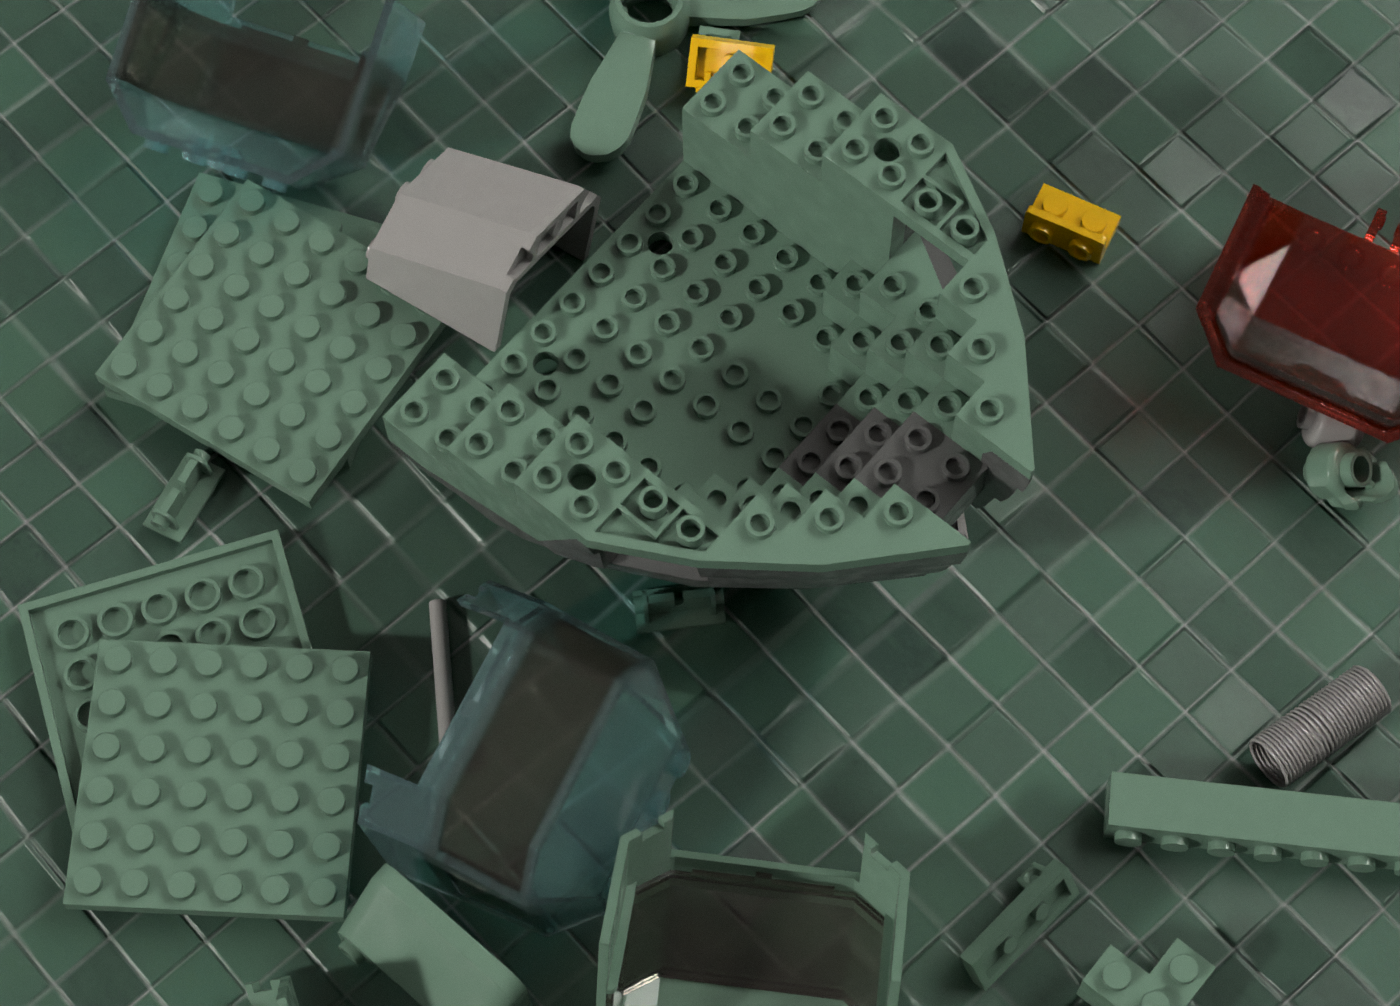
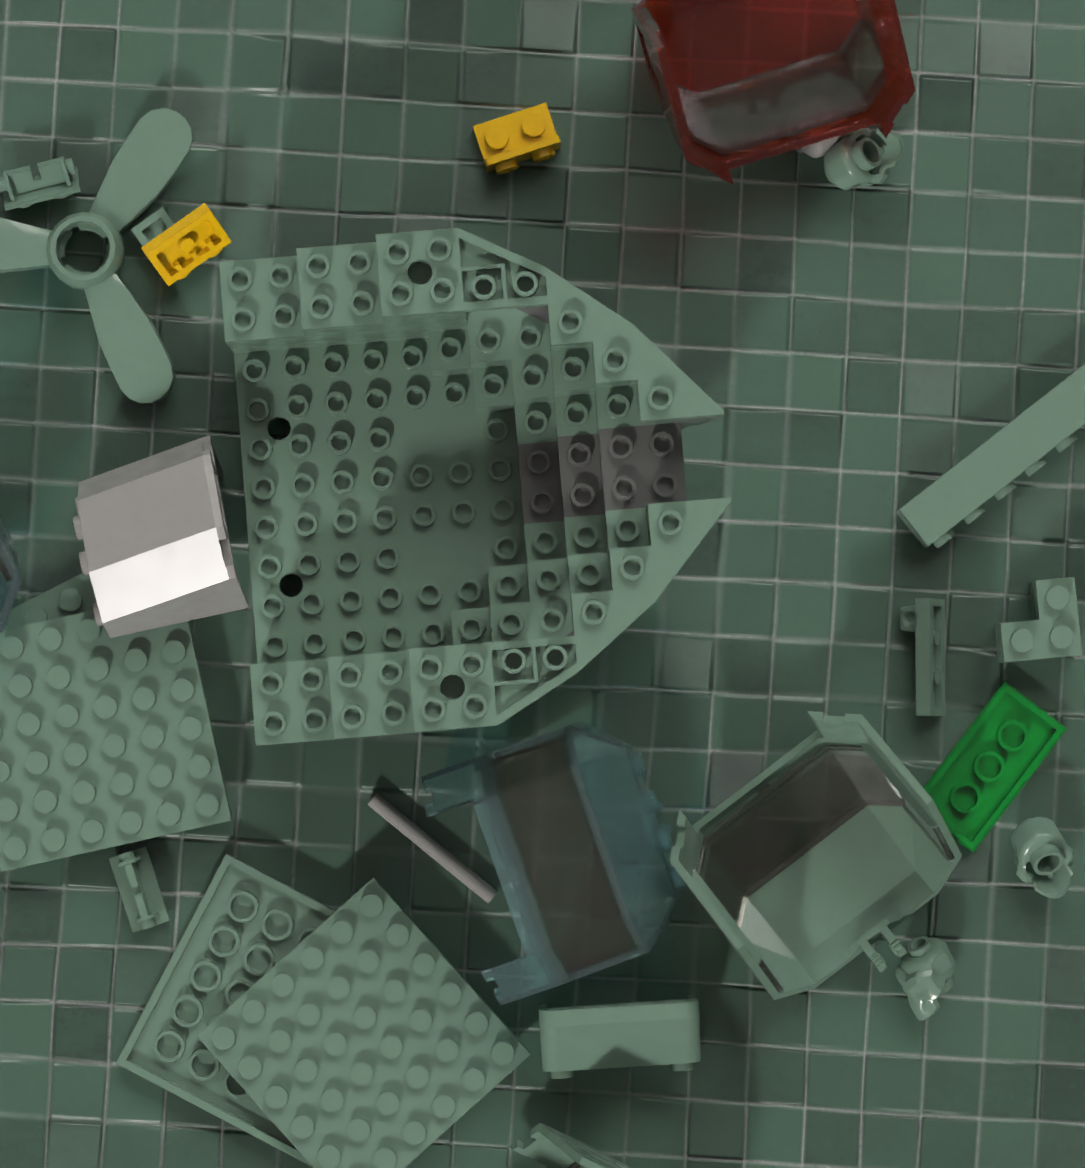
camera: 45 degrees left, 20 degrees up
(1326, 718) = (995, 341): light grey piece -> none

